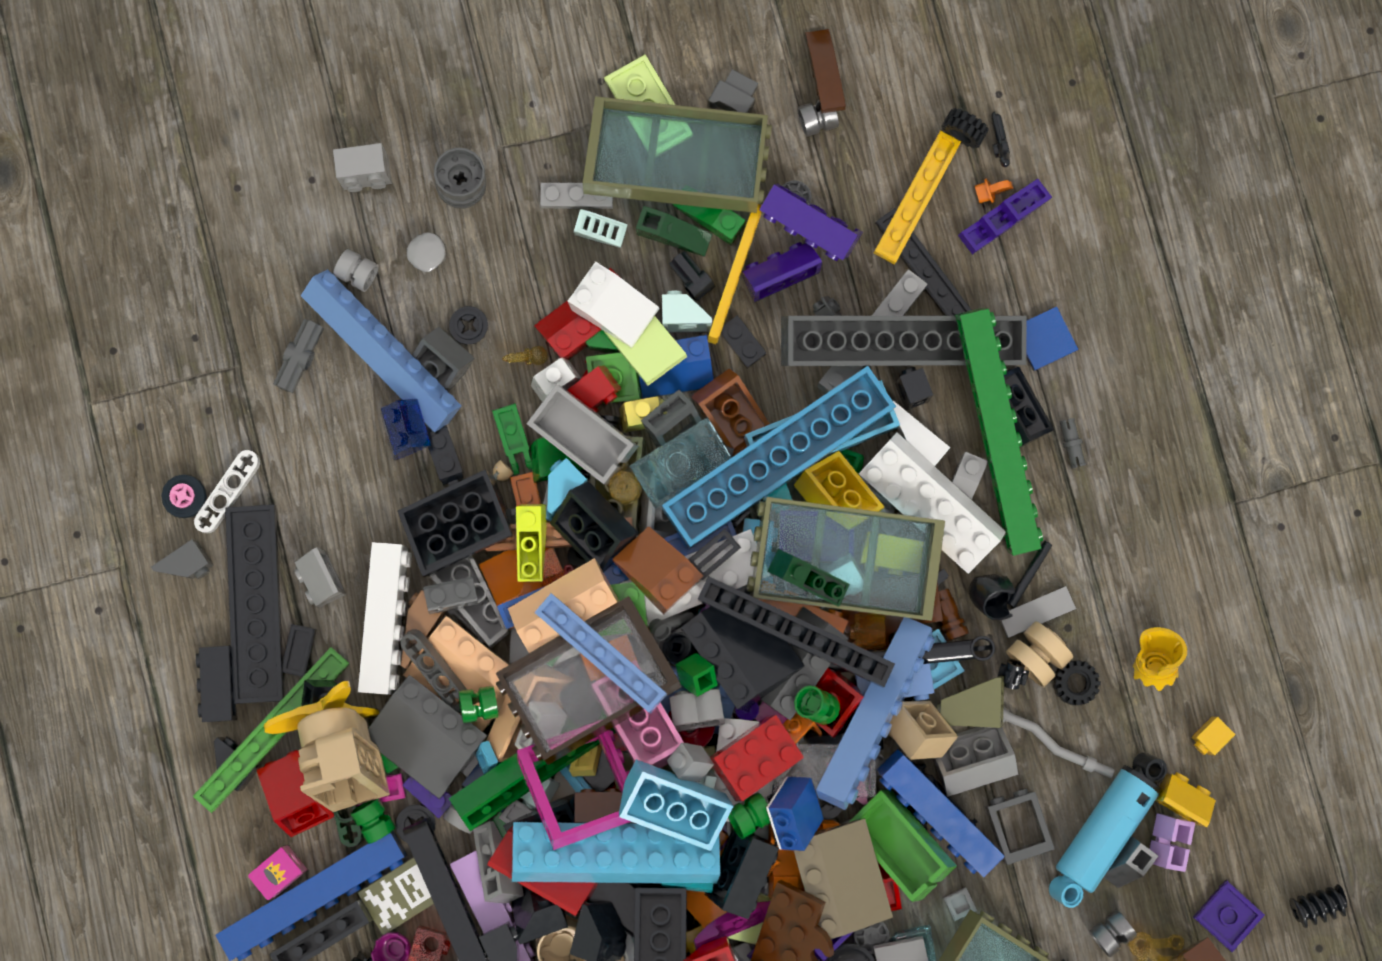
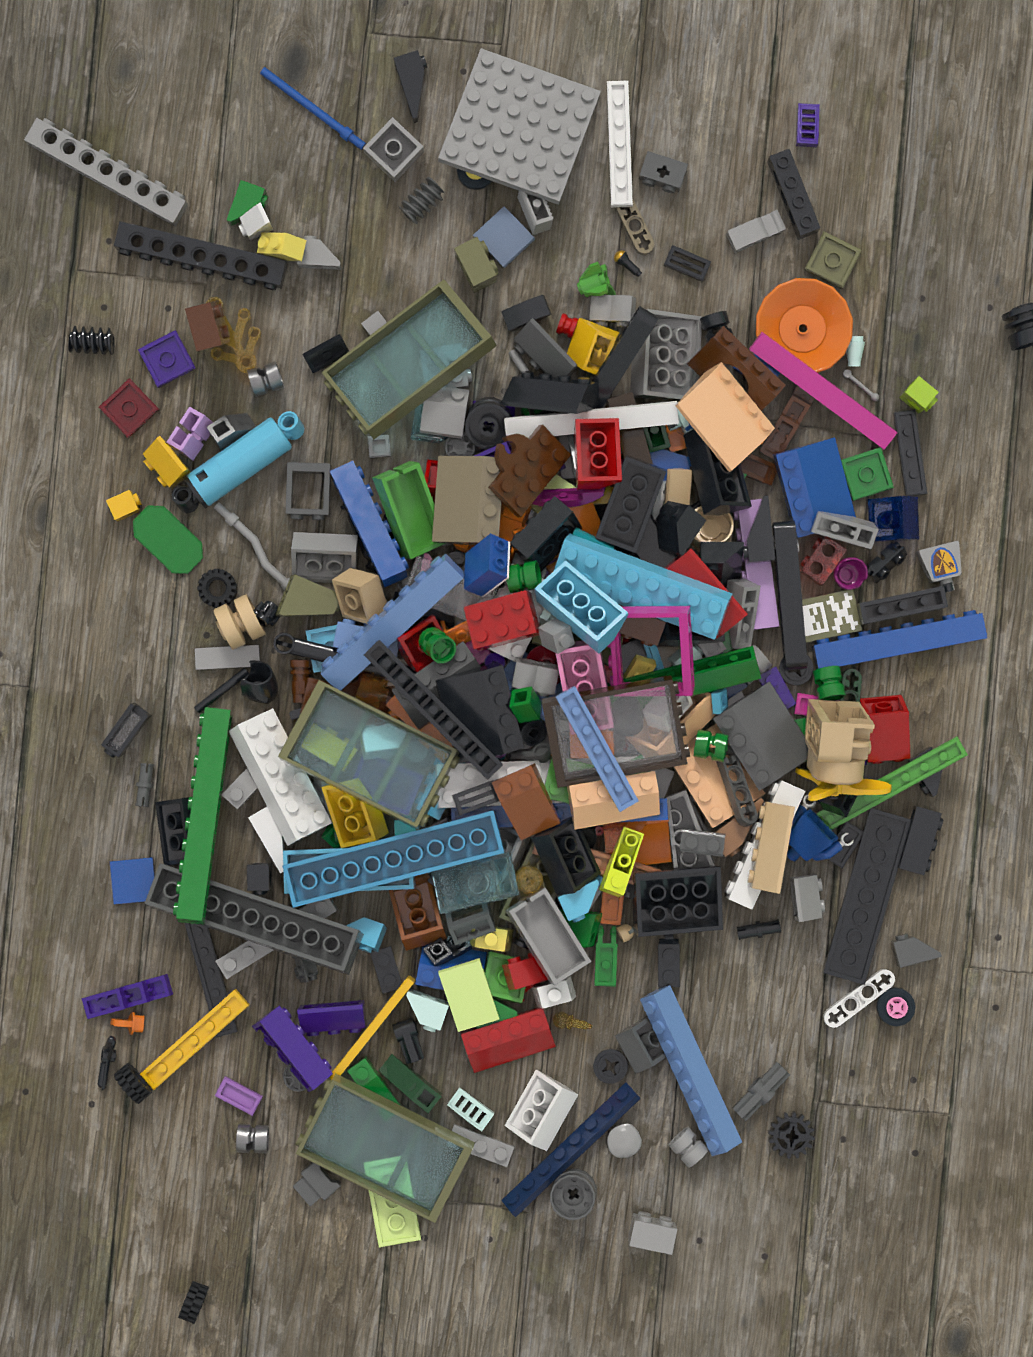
camera: 165 degrees left, 5 degrees up
(241, 323) = (801, 1136): none -> black gear
(277, 872) = (920, 669): dark pink piece -> none
(334, 645) = (812, 837): none -> blue torso
(359, 526) = (759, 929): none -> black pin
(372, 616) = (772, 847): none -> tan slope
(404, 428) = (693, 996): clear blue slope -> none
(479, 224) = (570, 1149): none -> dark blue plate
(525, 253) = (541, 1110): none -> white slope
(612, 305) = (484, 1036): white slope -> none
(688, 381) = (445, 950): none -> black slope
(773, 374) = (372, 931): none -> medium azure slope
(808, 577) = (407, 749): dark green slope -> none
(825, 71) = (232, 1176): reddish brown slope -> none
(849, 156) = (238, 1095): none -> medium lavender tile
(1115, 493) = (125, 730): none -> black window
(1151, 716) = (167, 539): none -> green shield
(1159, 657) = (143, 584): yellow hat -> none
(1248, 845) = (129, 408): none -> dark red tile

